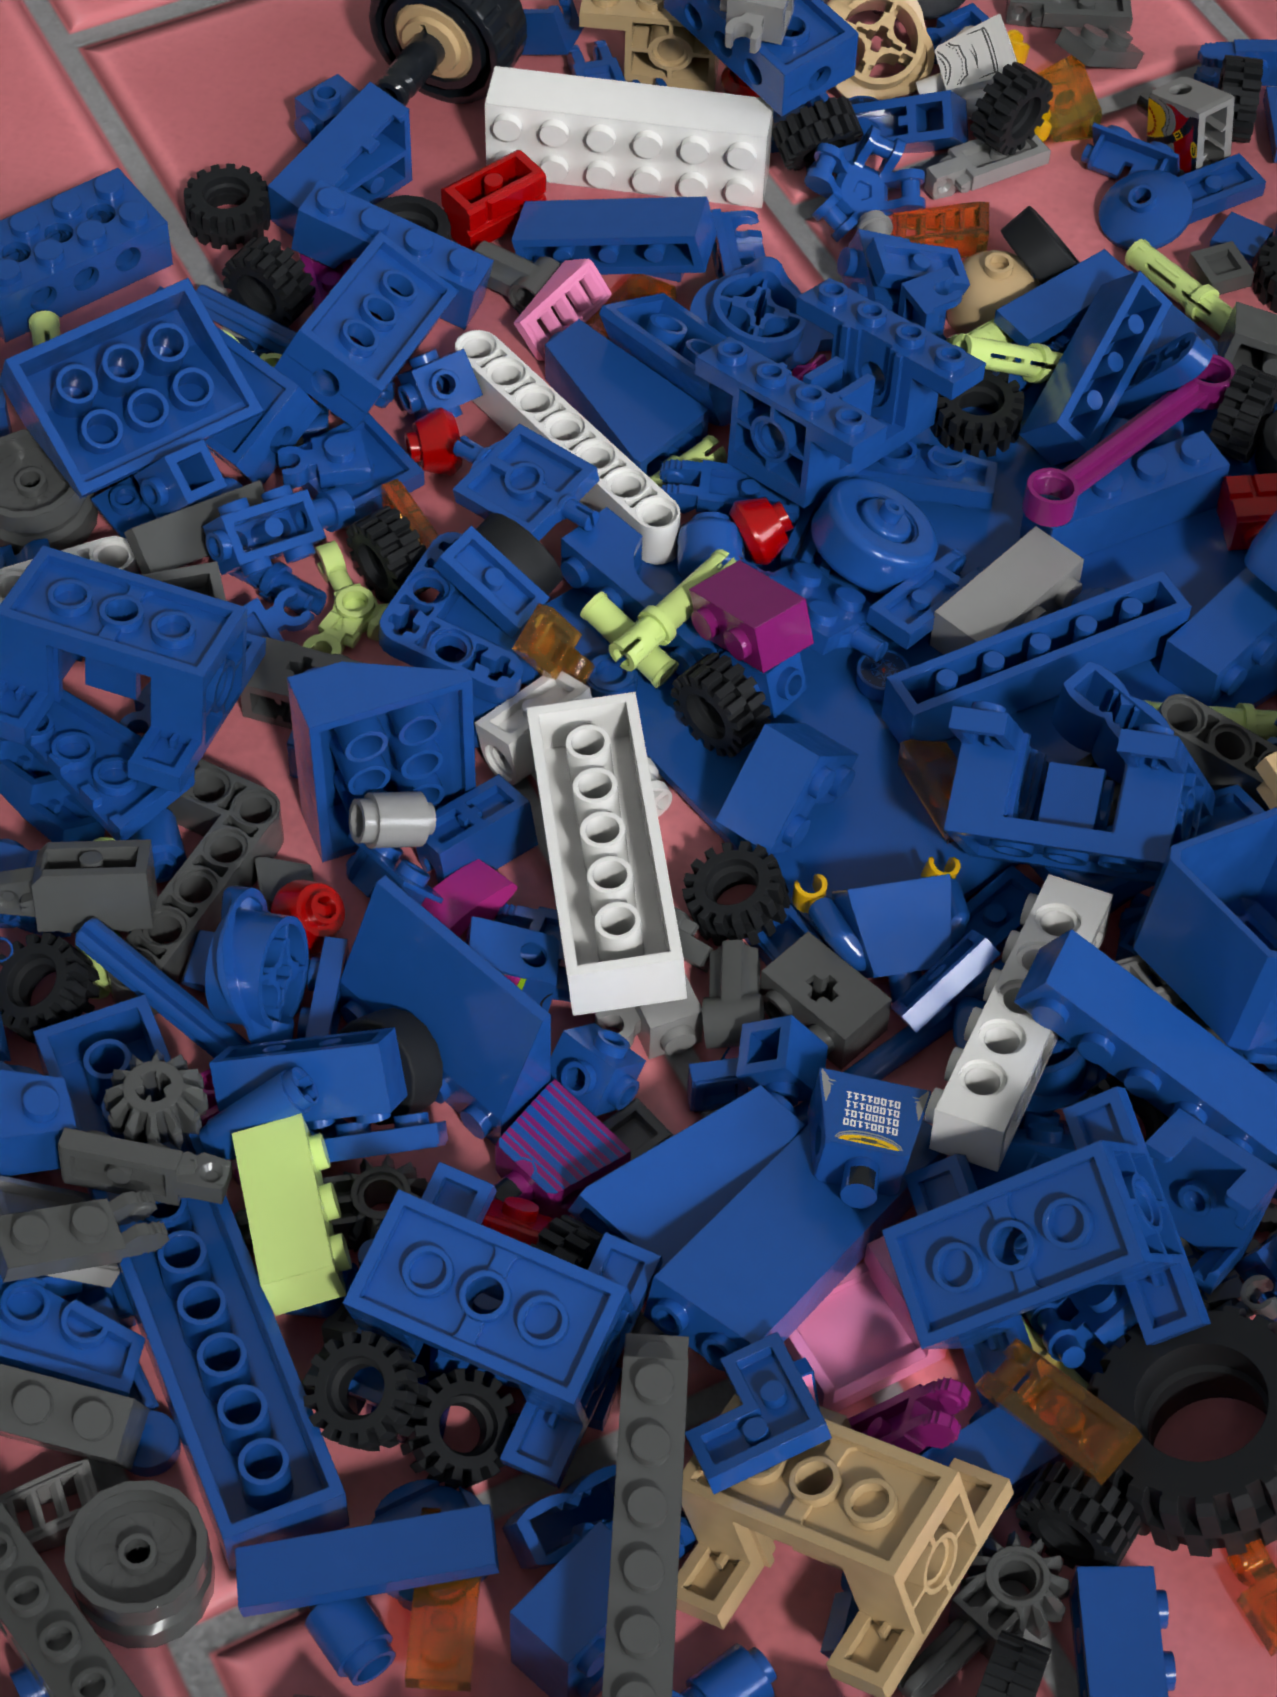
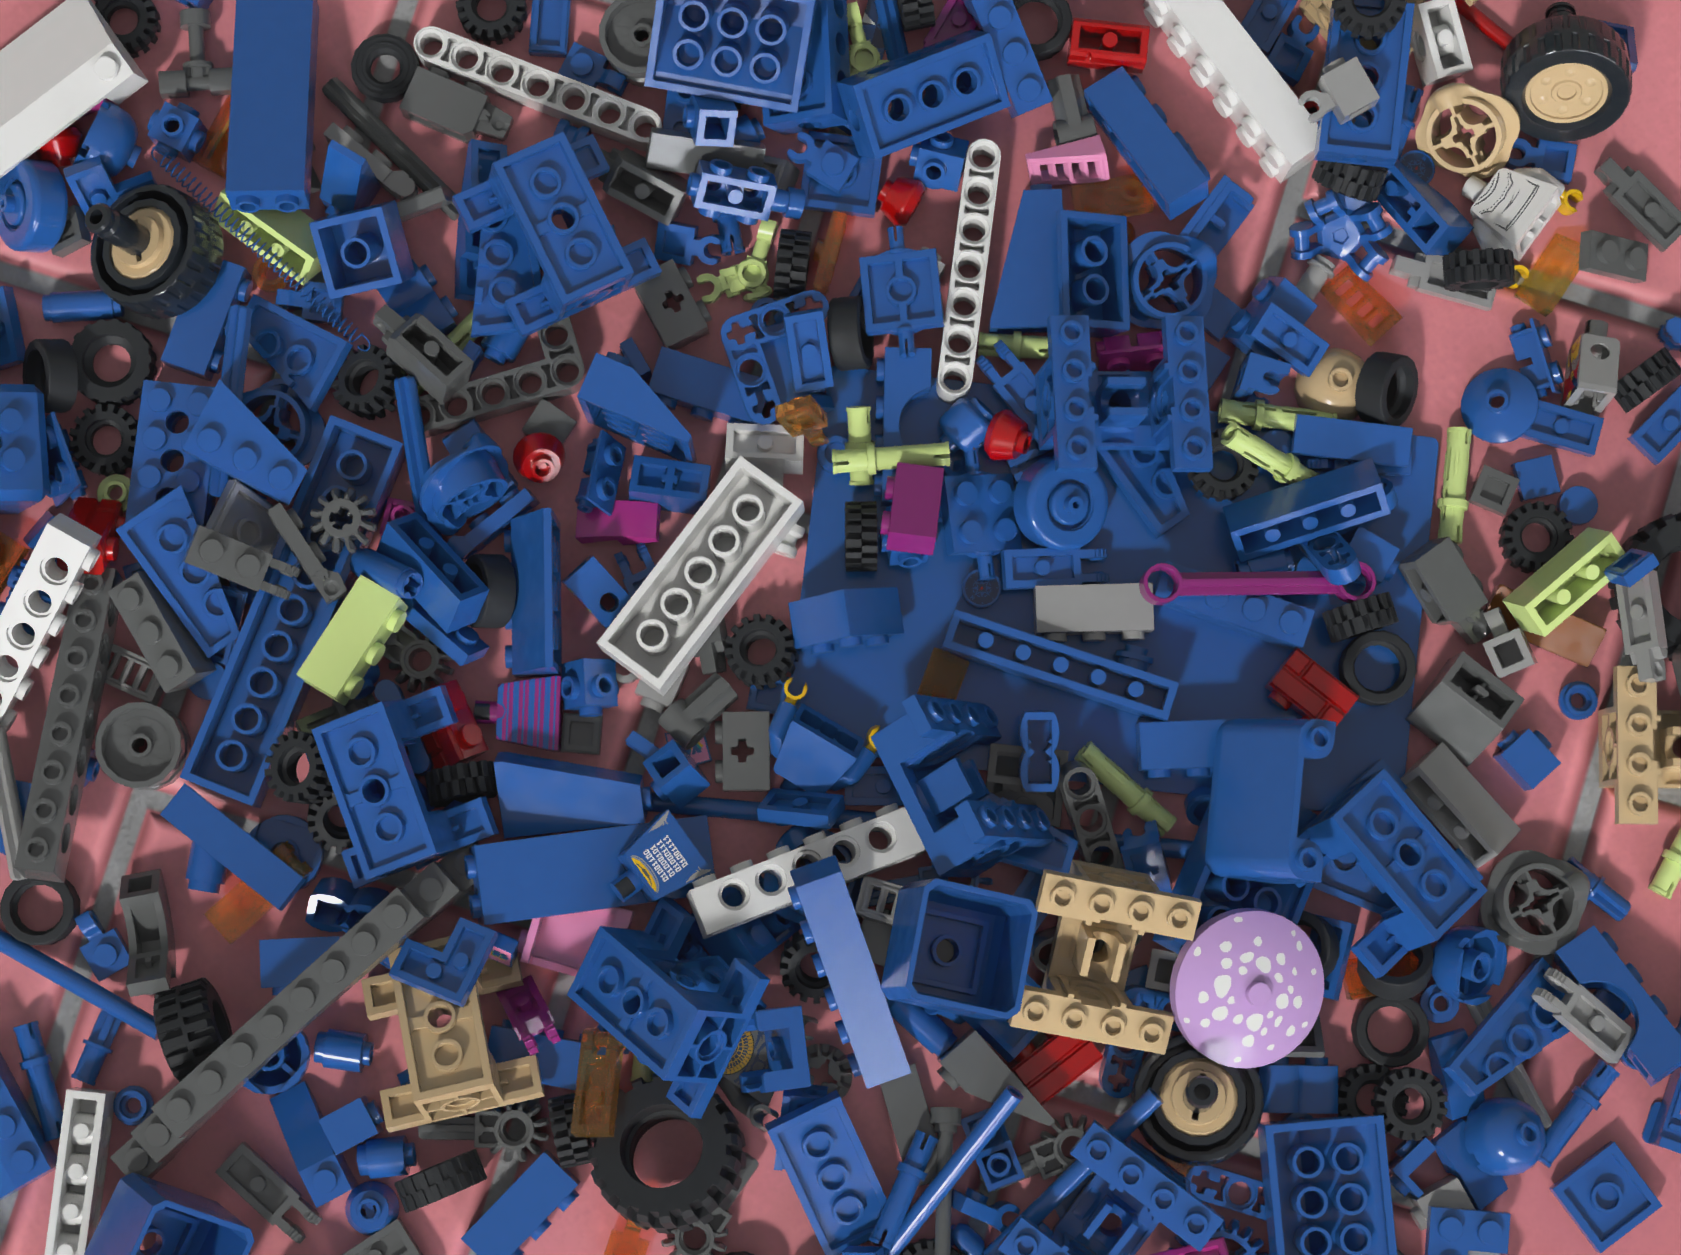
camera: 40 degrees right, 30 degrees up
(392, 819) = (617, 452): light grey brick -> none

